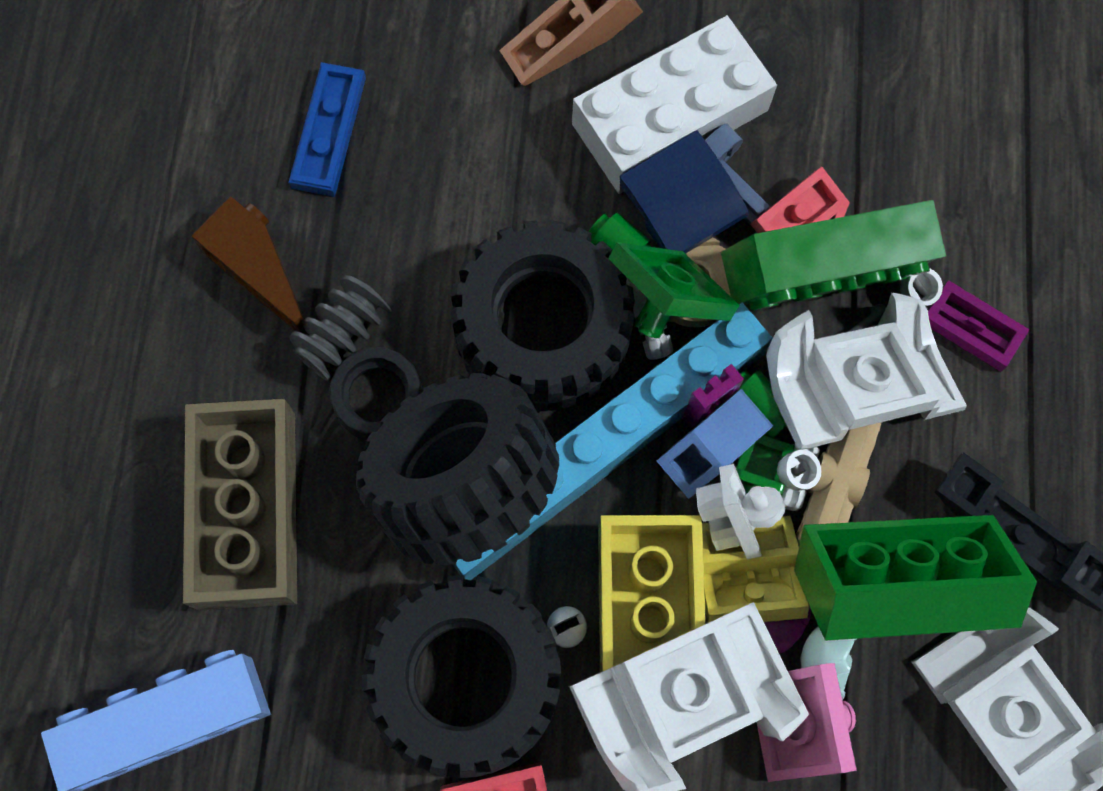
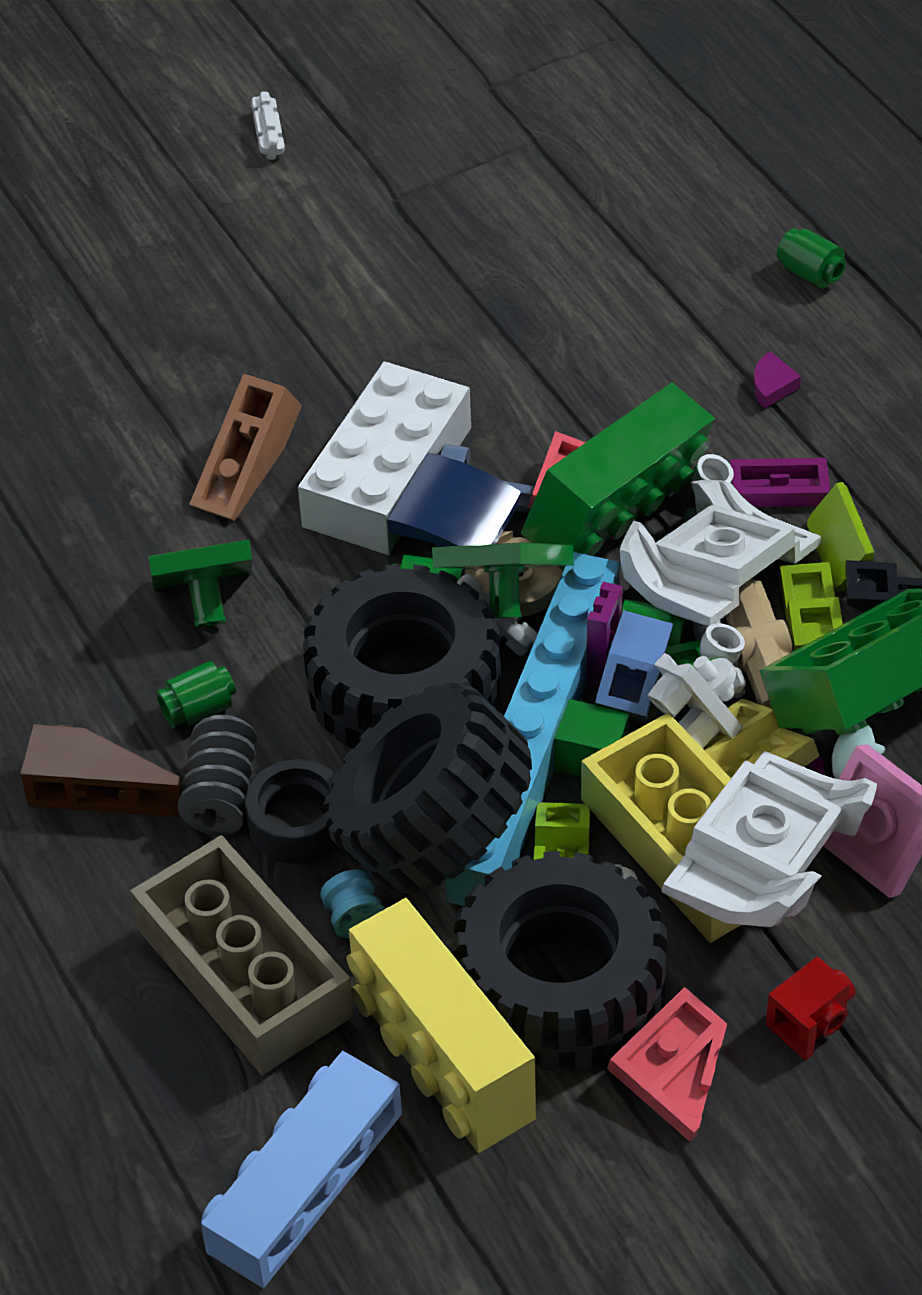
camera: 30 degrees left, 25 degrees down
(327, 129) = (74, 645): blue tile -> none
(328, 658) = (442, 1026): none -> light yellow brick
(352, 513) = (350, 900): none -> medium azure wheel
(376, 239) = (196, 695): none -> green brick
(451, 130) = (202, 570): none -> green tile
(552, 559) = (562, 829): none -> lime slope
(640, 483) = (585, 731): none -> green brick
(909, 467) = (809, 601): none -> lime slope
(982, 421) = (840, 532): none -> lime slope
(1045, 220) = (774, 380): none -> magenta tile

